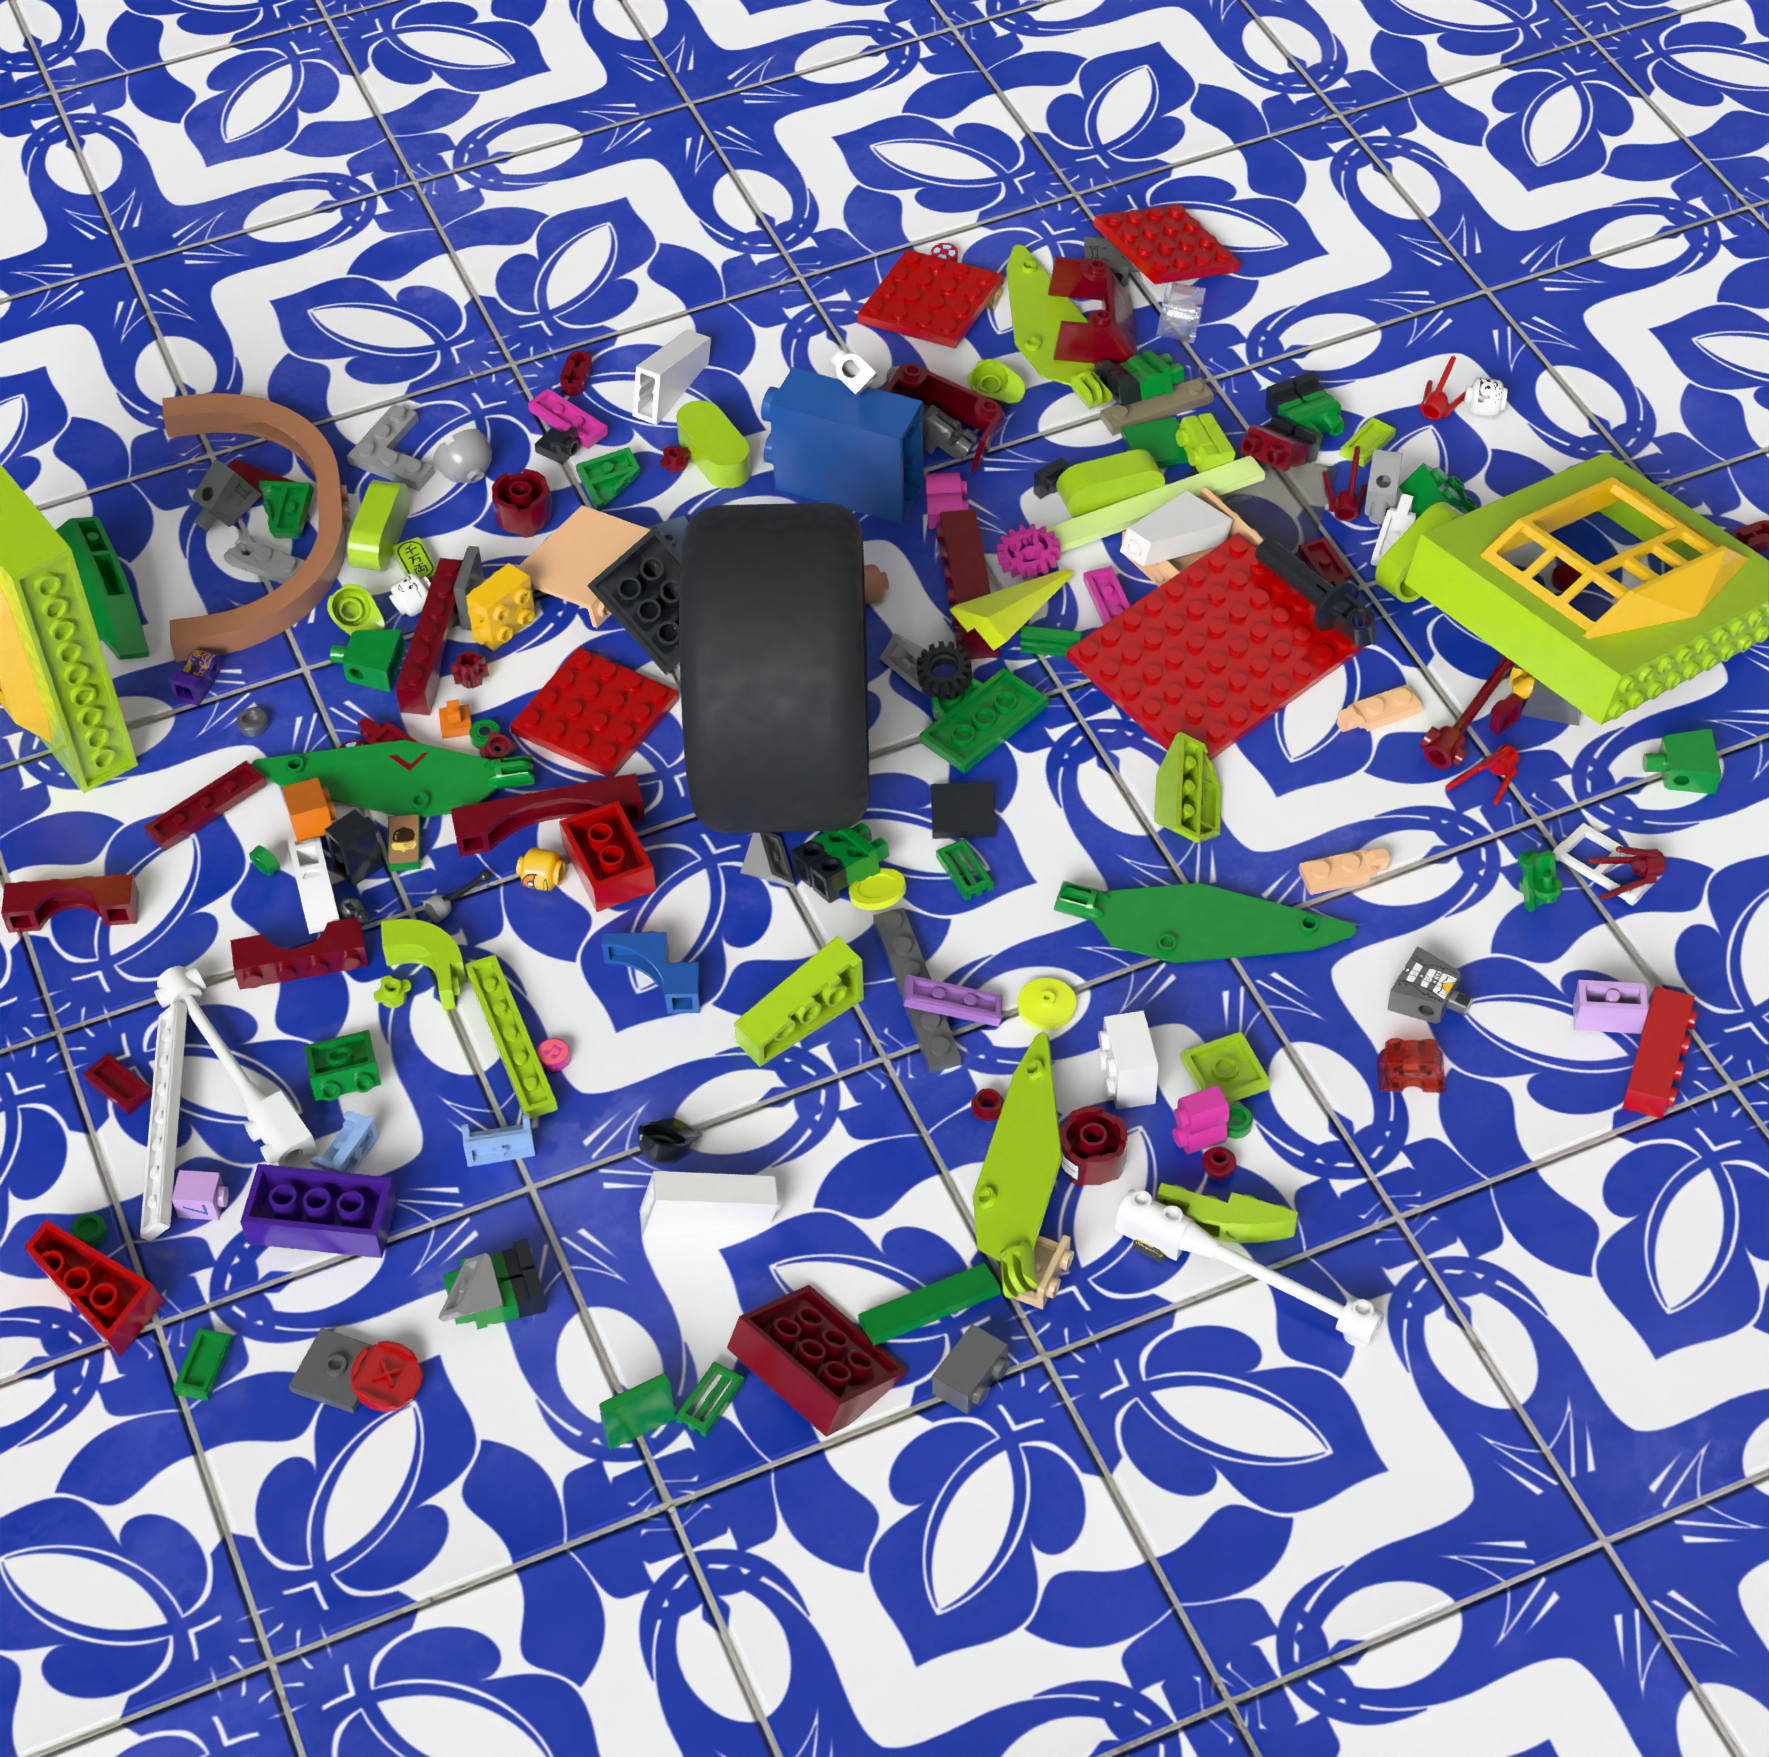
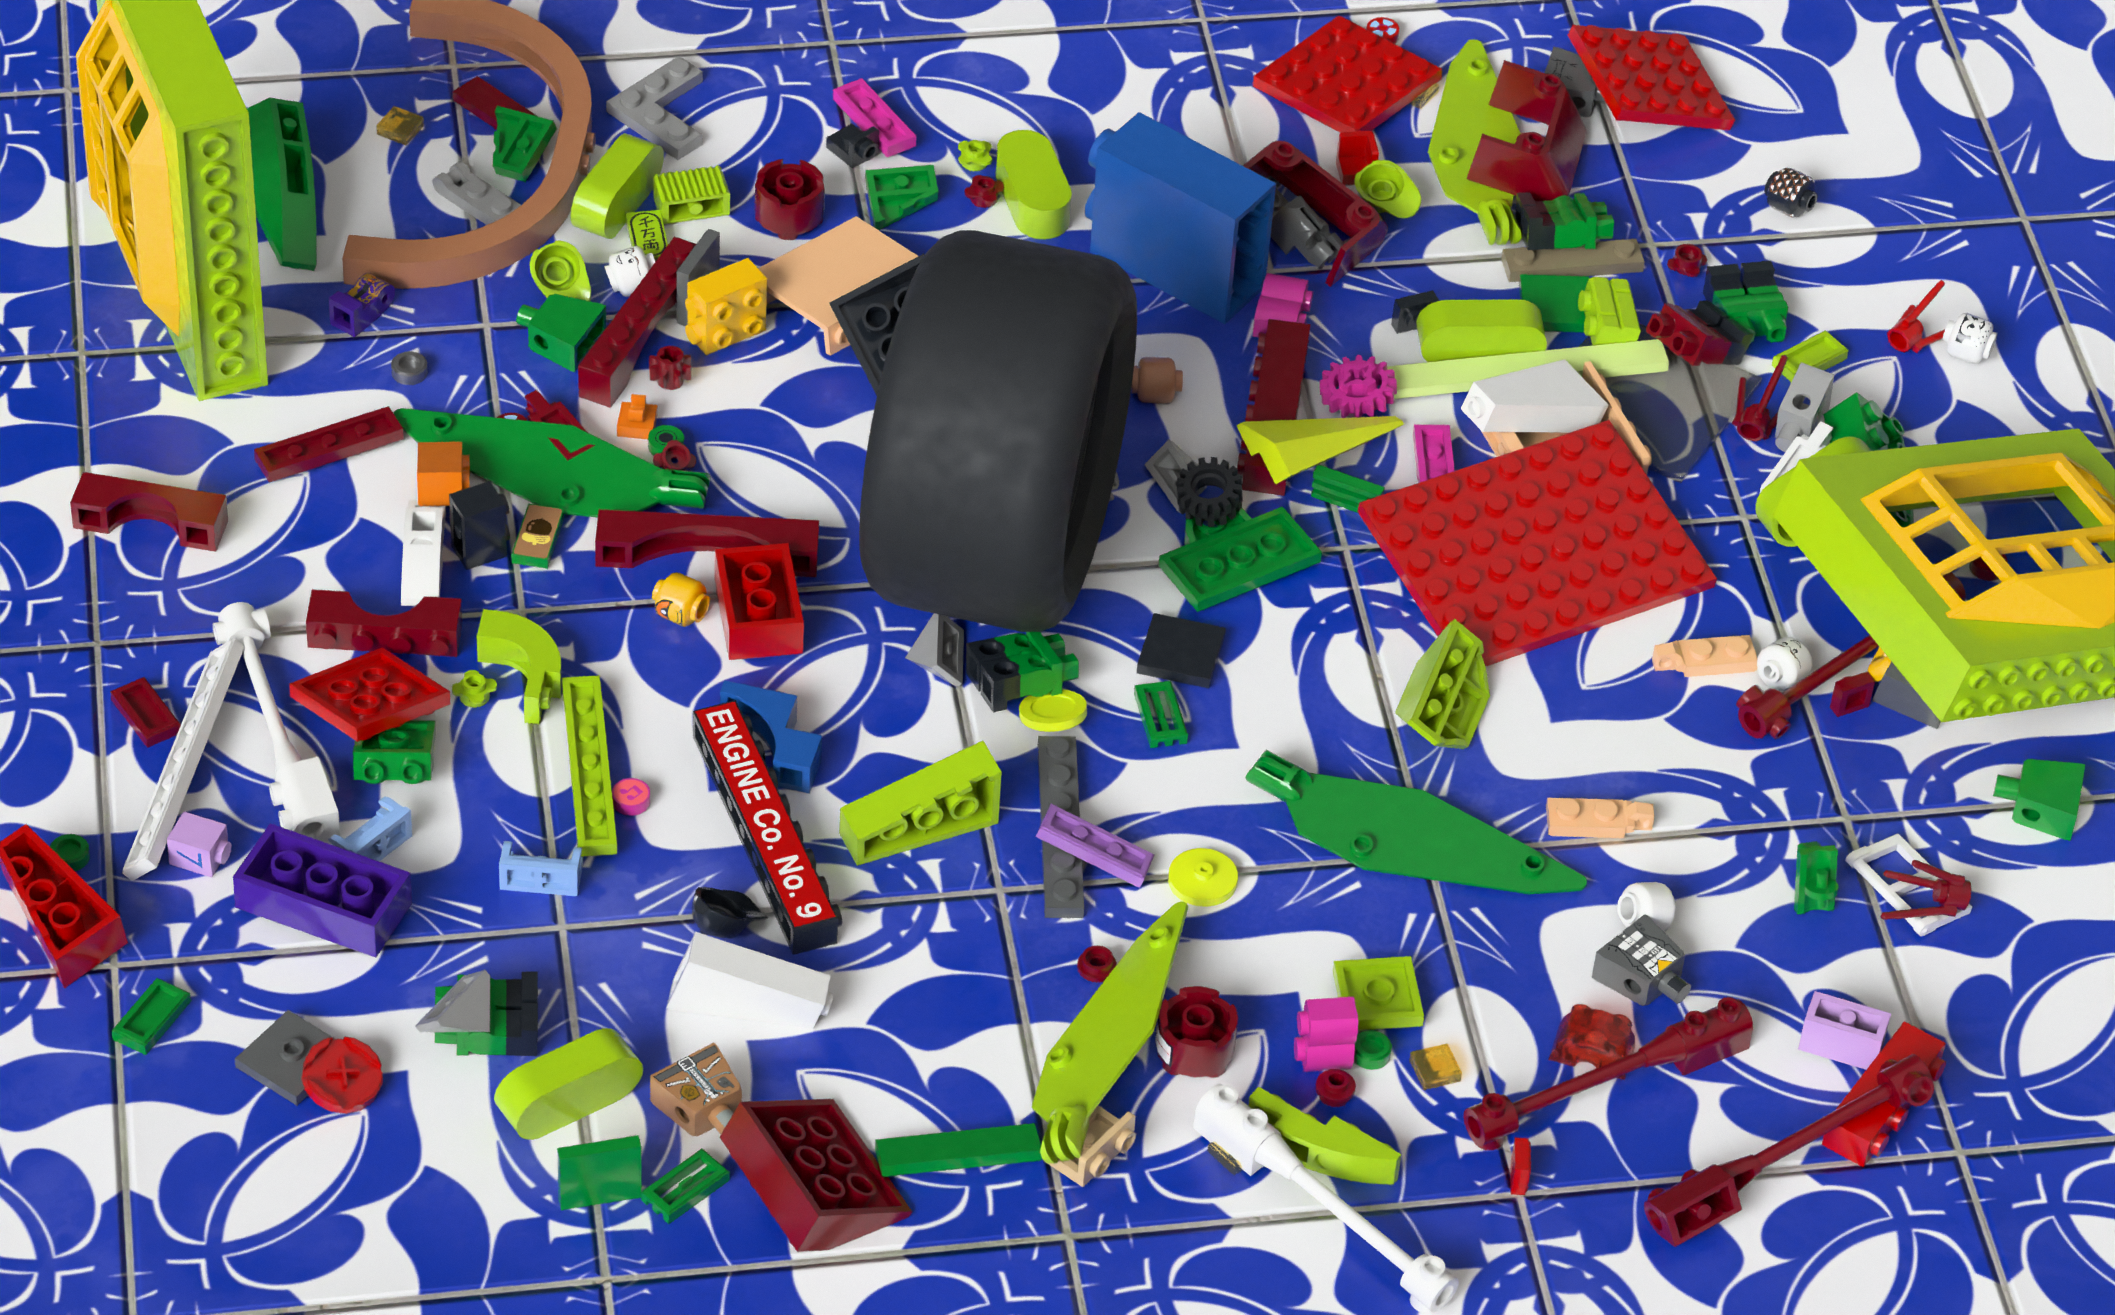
camera: 10 degrees right, 5 degrees down
(182, 515) = (400, 125): none -> clear yellow tile
(223, 496) = (450, 114): dark grey torso -> none
(264, 860) = (376, 517): green tile -> none
(307, 1021) = (370, 694): none -> red plate
(356, 909) = (460, 592): dark grey hinge -> none
(439, 906) = (555, 611): hinge -> none
(441, 518) = (691, 194): none -> lime brick
(464, 458) = (740, 133): light grey cylinder -> none
(571, 371) = (907, 72): dark red beam -> none
(584, 1334) = (568, 1083): none -> lime plant
(595, 712) = (792, 447): red plate -> none
(658, 430) = (974, 154): none -> lime plate
(668, 374) = (1007, 93): white slope -> none
(676, 1055) = (766, 828): none -> brick
(696, 1311) = (697, 1091): none -> medium nougat torso
(854, 372) = (1207, 136): white bar -> none
(960, 359) = (1354, 153): none -> red panel
(970, 1369) = (979, 1224): dark grey brick -> none
(1128, 1060) = (1267, 953): white brick -> none
(1180, 312) = (1636, 158): clear brick -> none
(1245, 385) = (1687, 260): none -> dark red plate
(1292, 1122) = (1435, 1066): none -> clear yellow tile
(1306, 311) = (1790, 192): none -> black head
(1324, 561) = (1705, 488): dark red hinge -> none
(1335, 606) = (1687, 523): black piece -> none
(1394, 1194) = (1520, 1166): none -> red tile
(1412, 933) = (1649, 899): none -> white head
(1445, 699) = (1784, 663): none -> white head
(1485, 1052) = (1689, 1044): none -> dark red bar
(1499, 763) = (1823, 744): red plant -> none
(1558, 1178) = (1712, 1193): none -> dark red bar

